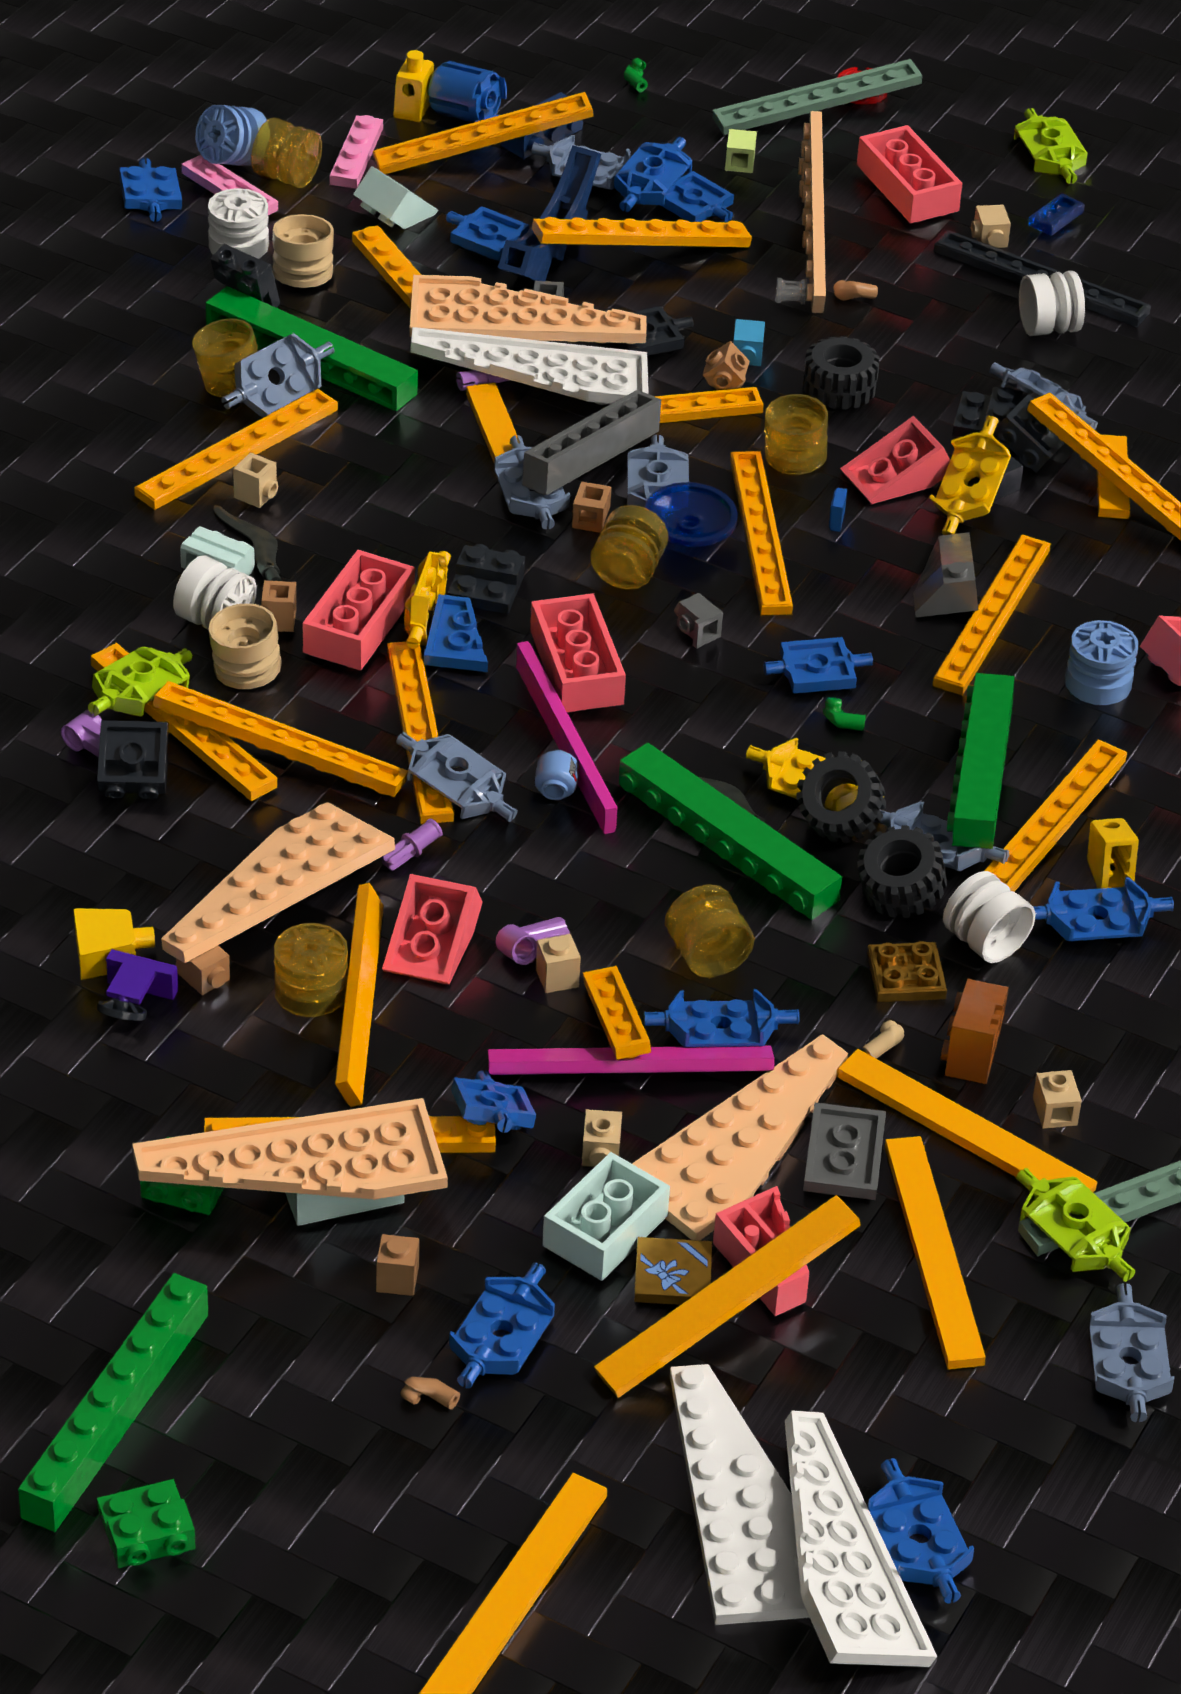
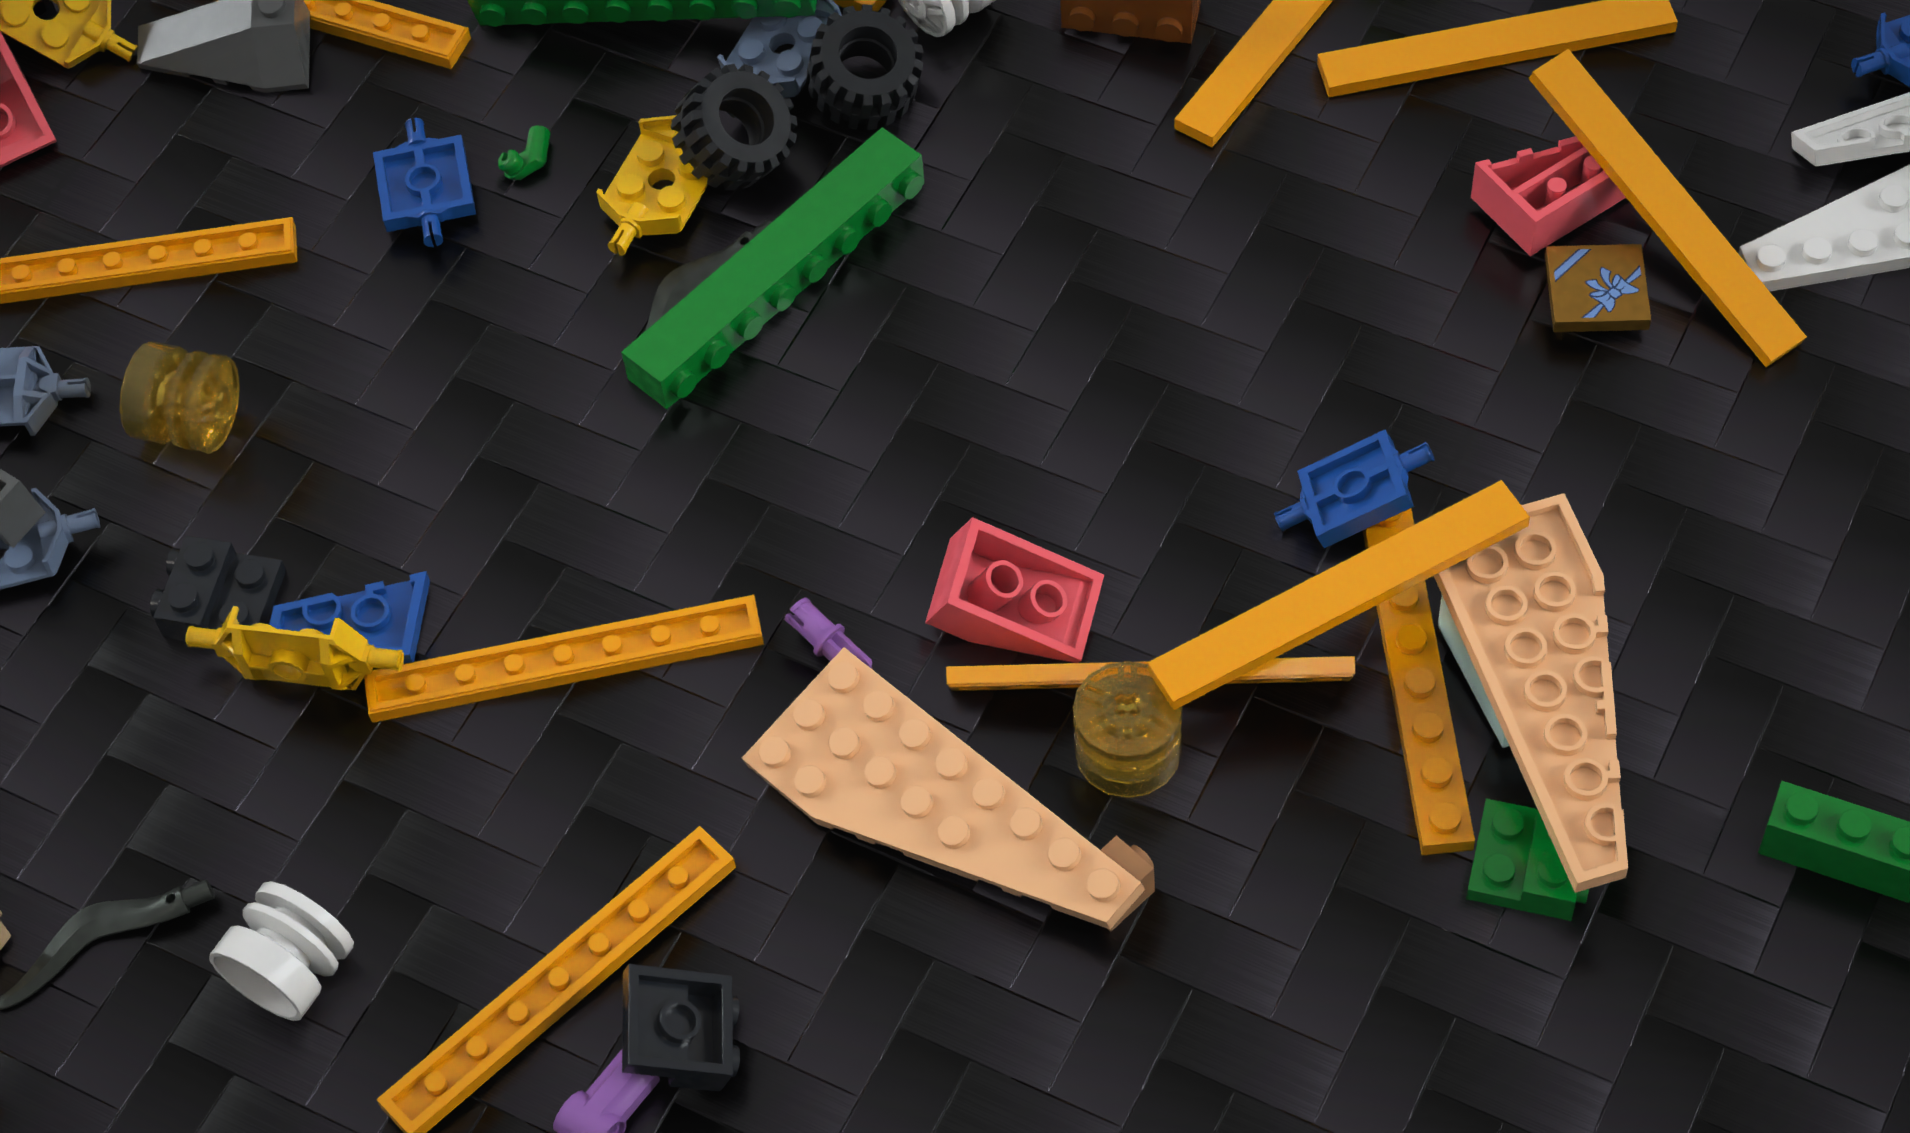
camera: 85 degrees left, 15 degrees up
(103, 930) = (1082, 1021): yellow torso -> none
(131, 979) = (1187, 965): dark purple piece -> none
(136, 679) = (502, 1070): lime plate -> none
(218, 547) = (151, 974): light aqua brick -> none
(245, 646) = (398, 869): tan wheel -> none
(280, 599) = (297, 867): medium nougat brick -> none
(280, 738) = (614, 833): light orange plate -> none
(358, 610) = (308, 747): coral brick -> none
(377, 1050) = (1337, 594): none -> light orange tile
(397, 1265) = (1661, 578): medium nougat brick -> none
(430, 1387) = (1850, 537): medium nougat arm -> none
(474, 790) = (668, 618): sand blue plate -> none
(506, 1305) = (1774, 464): blue plate -> none
(527, 938) = (1025, 479): medium lavender piece -> none
(557, 774) = (675, 467): medium blue head -> none
(558, 963) = (1065, 439): tan brick -> none
(566, 736) = (585, 465): dark pink tile -> none
(578, 652) = (413, 454): coral brick -> none
(591, 507) = (56, 464): medium nougat brick -> none
(601, 1135) = (1387, 372): tan brick -> none
(604, 1061) = (1232, 358): dark pink tile -> none
(605, 1215) = (1535, 351): light aqua brick -> none
(617, 1013) = (1160, 363): light orange plate -> none
(694, 513) = (95, 326): clear blue dish -> none
(699, 619) = (327, 319): dark grey brick -> none
(709, 931) = (1012, 259): clear yellow wheel -> none
(737, 1142) = (1384, 257): light nougat wing -> none
(743, 1021) = (1142, 228): blue plate -> none
(837, 509) = (83, 168): blue tile -> none
(844, 1151) = (1356, 126): dark grey plate -> none
(890, 1036) = (1151, 88): tan arm -> none
(906, 971) = (1019, 80): pearl gold tile -> none

